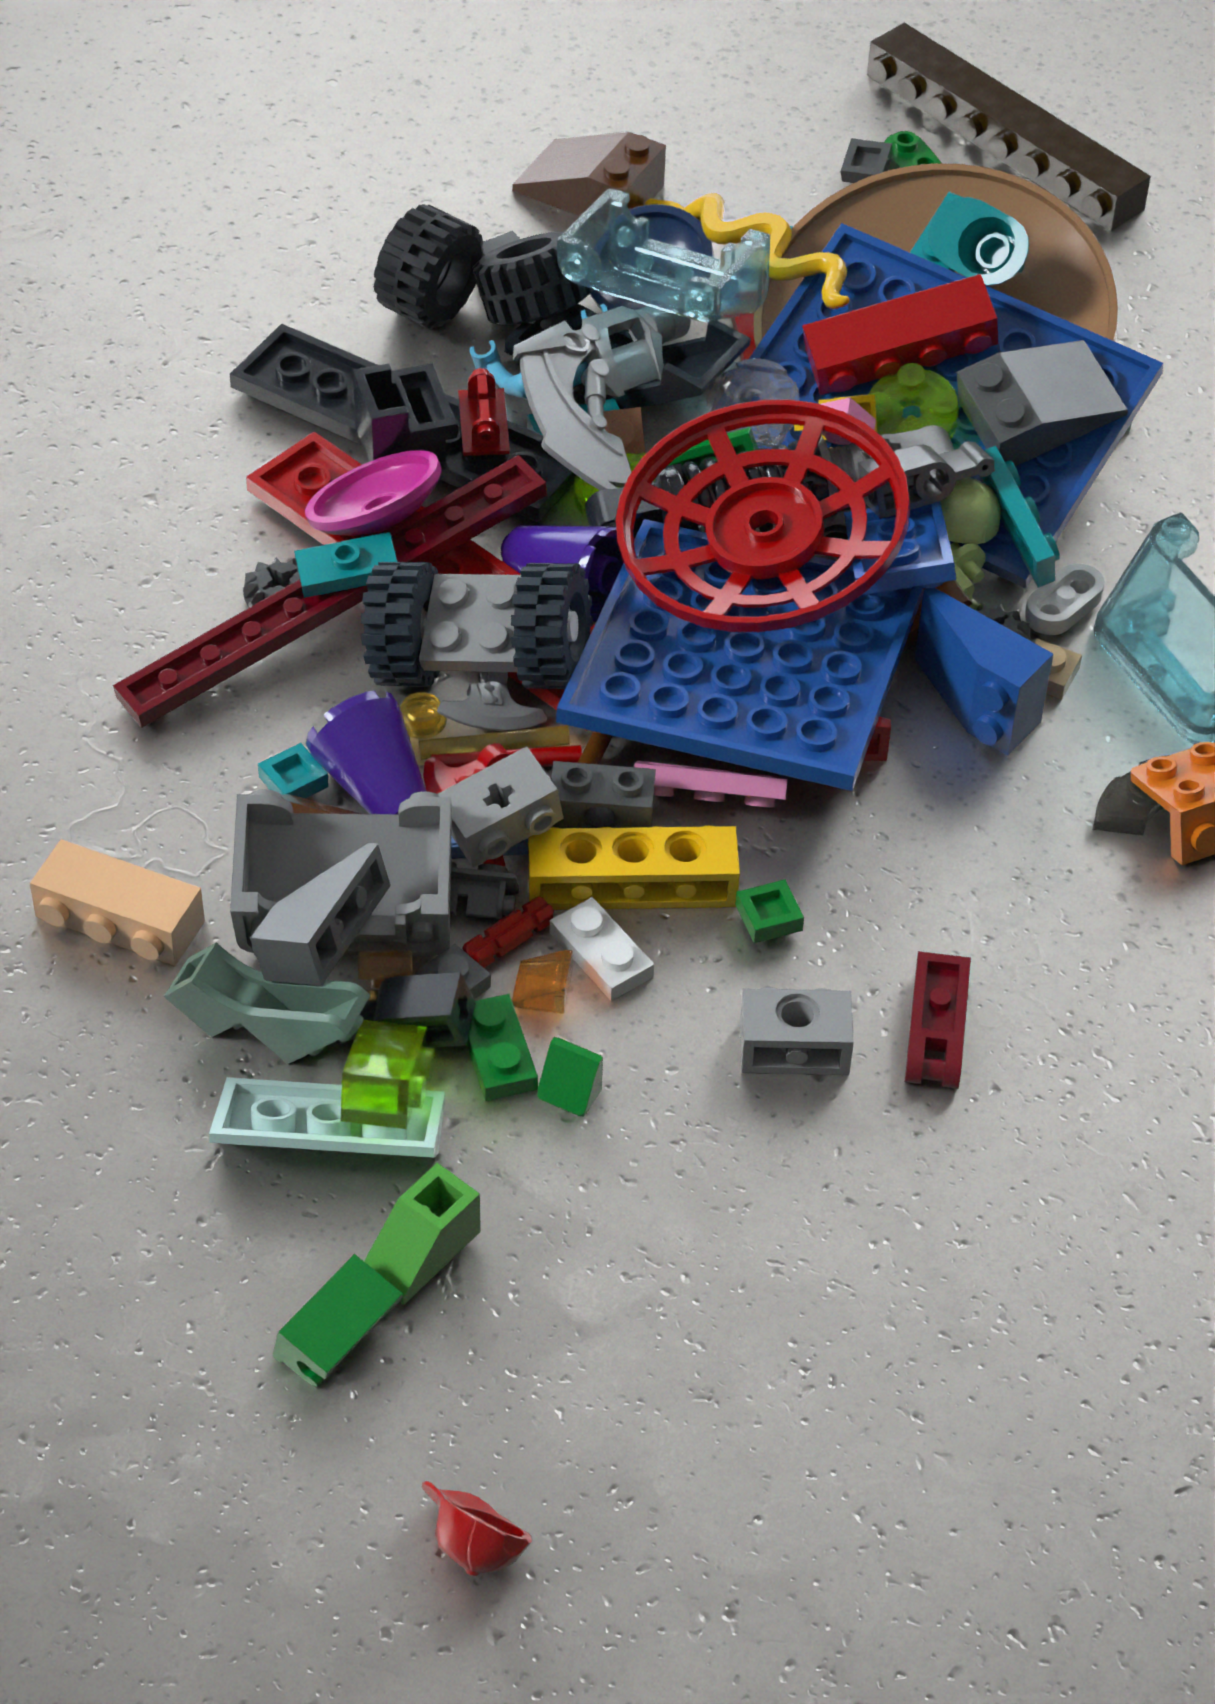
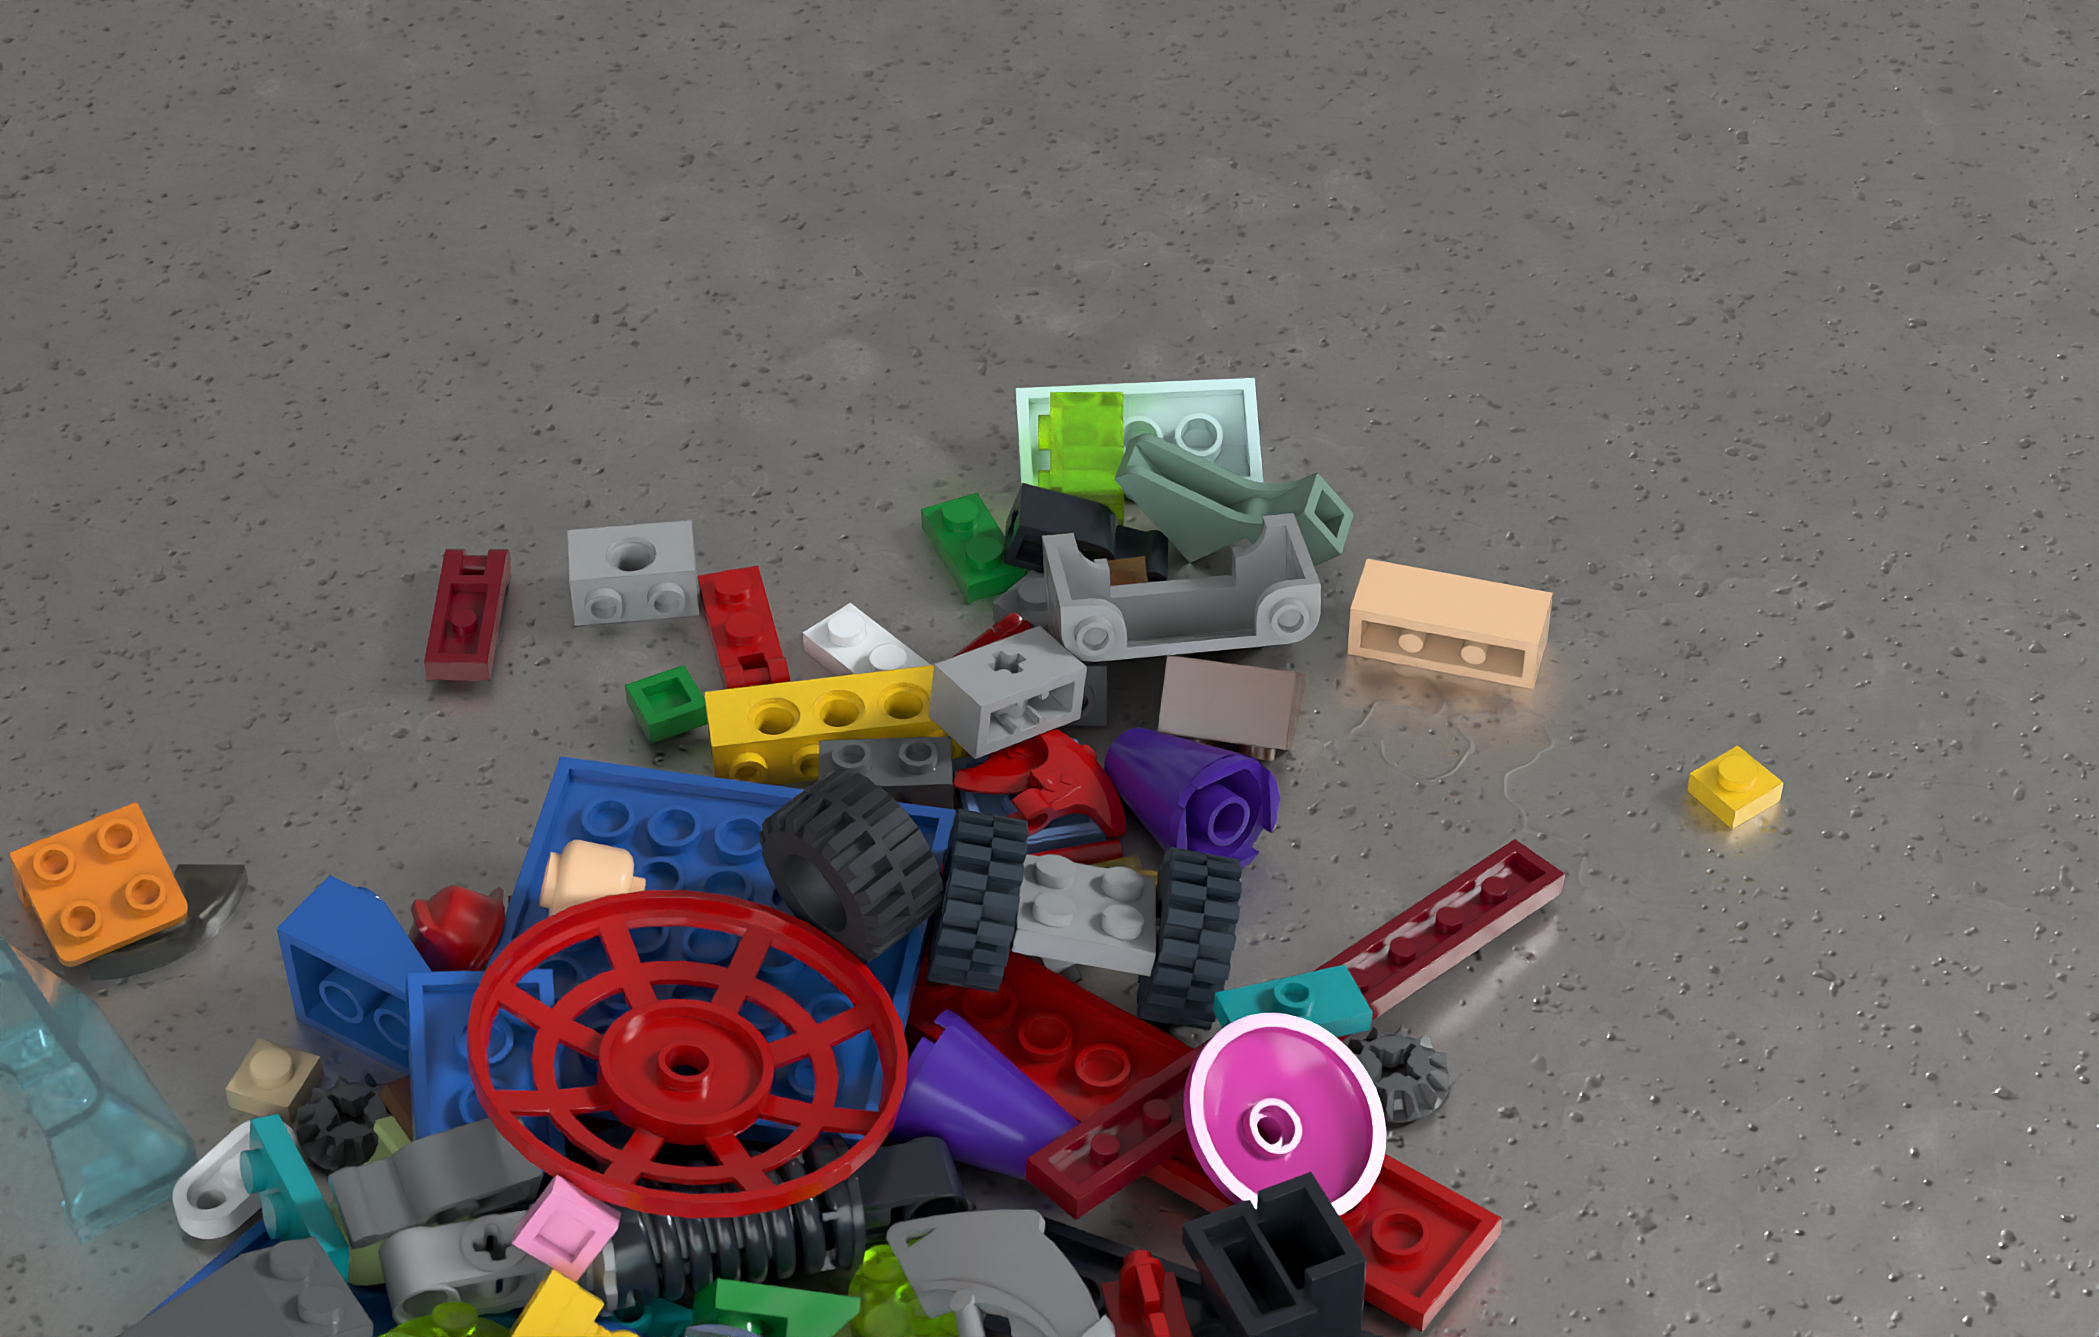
camera: 175 degrees right, 5 degrees down
(293, 773) = (1303, 800): teal plate -> none
(318, 922) = (1195, 528): dark grey slope -> none
(334, 1320) = (1085, 284): green hinge -> none
(425, 1230) = (1006, 350): bright green slope -> none
(474, 1532) = (920, 154): red piece -> none
(544, 982) = (929, 609): clear orange slope -> none
(570, 1077) = (882, 515): green slope -> none
(642, 598) = (851, 863): none -> black tyre
(704, 982) = (742, 628): none -> red plate
(828, 648) = (587, 873): none -> light nougat head
(924, 701) = (457, 928): none -> red piece

